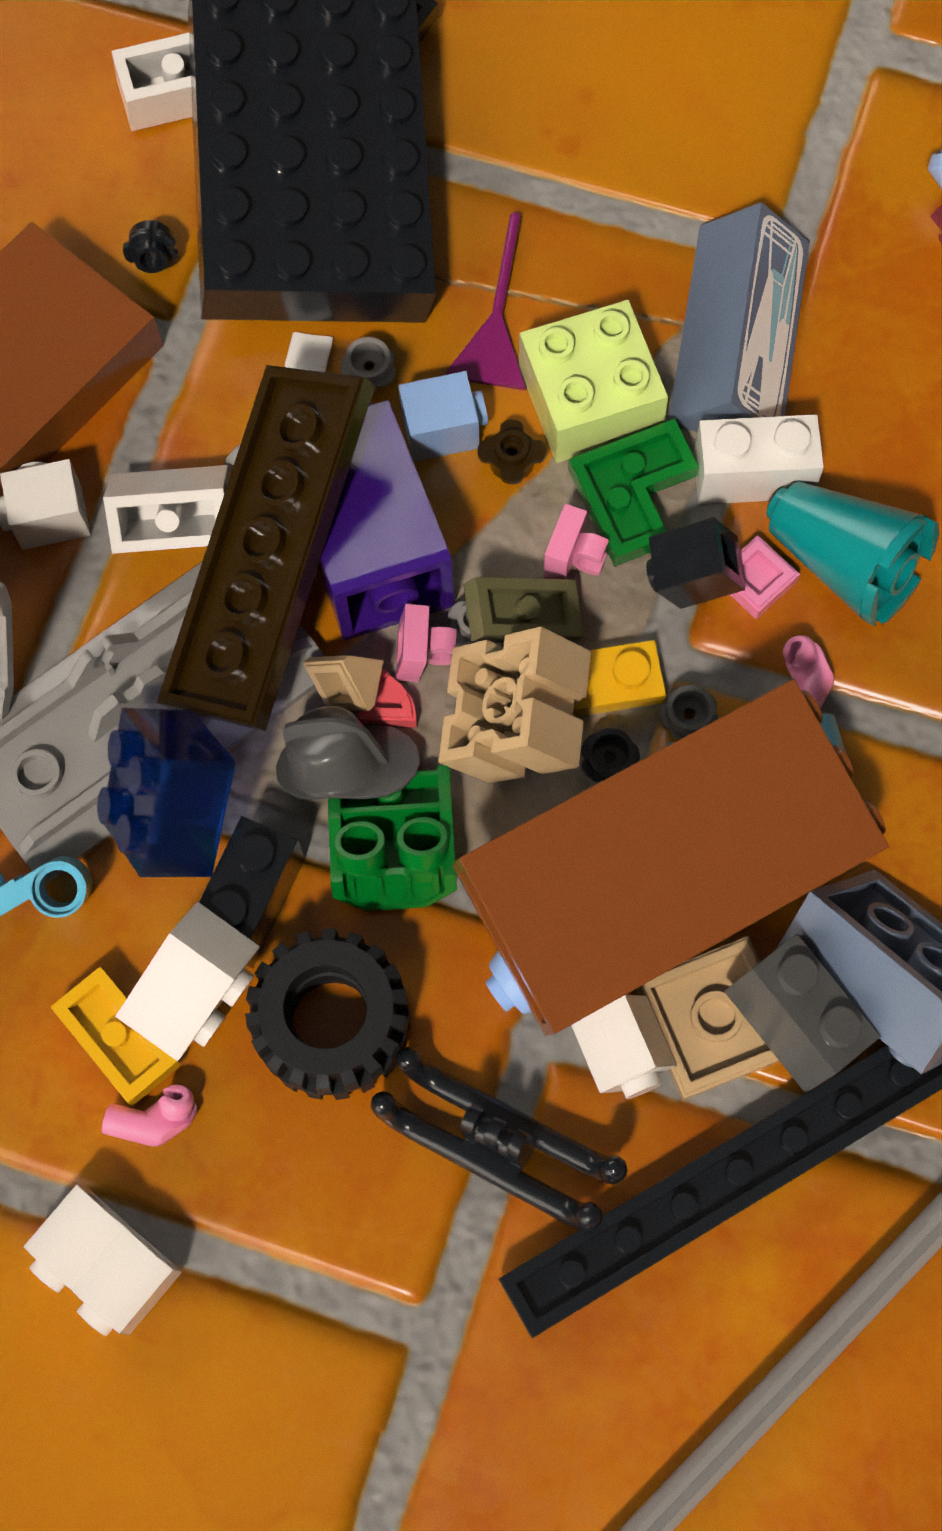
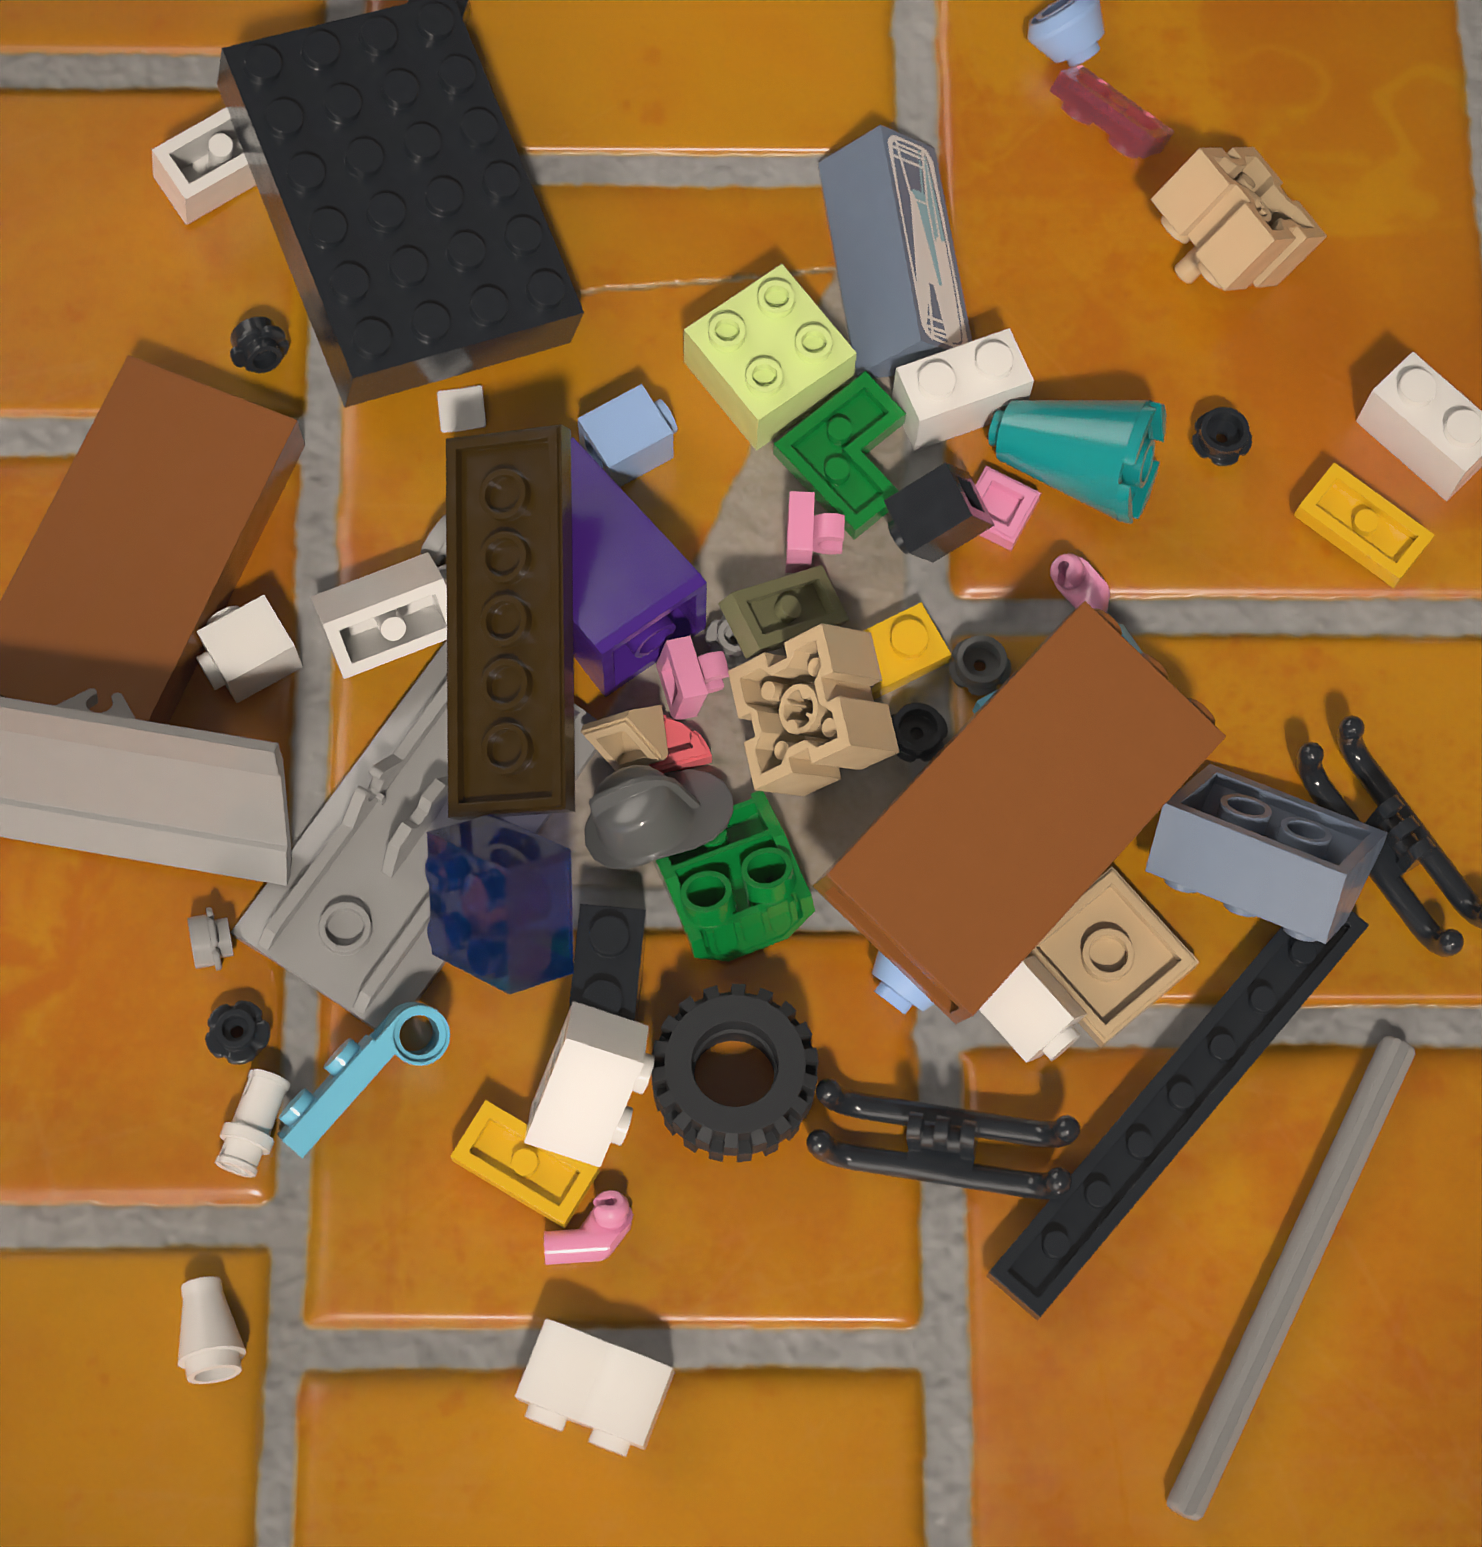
camera: 25 degrees left, 0 degrees up
(370, 351) = (528, 390): light grey plate -> none
(490, 354) = (649, 354): magenta piece -> none
(516, 467) = (710, 470): dark brown plate -> none
(802, 1014) = (1192, 924): dark grey brick -> none

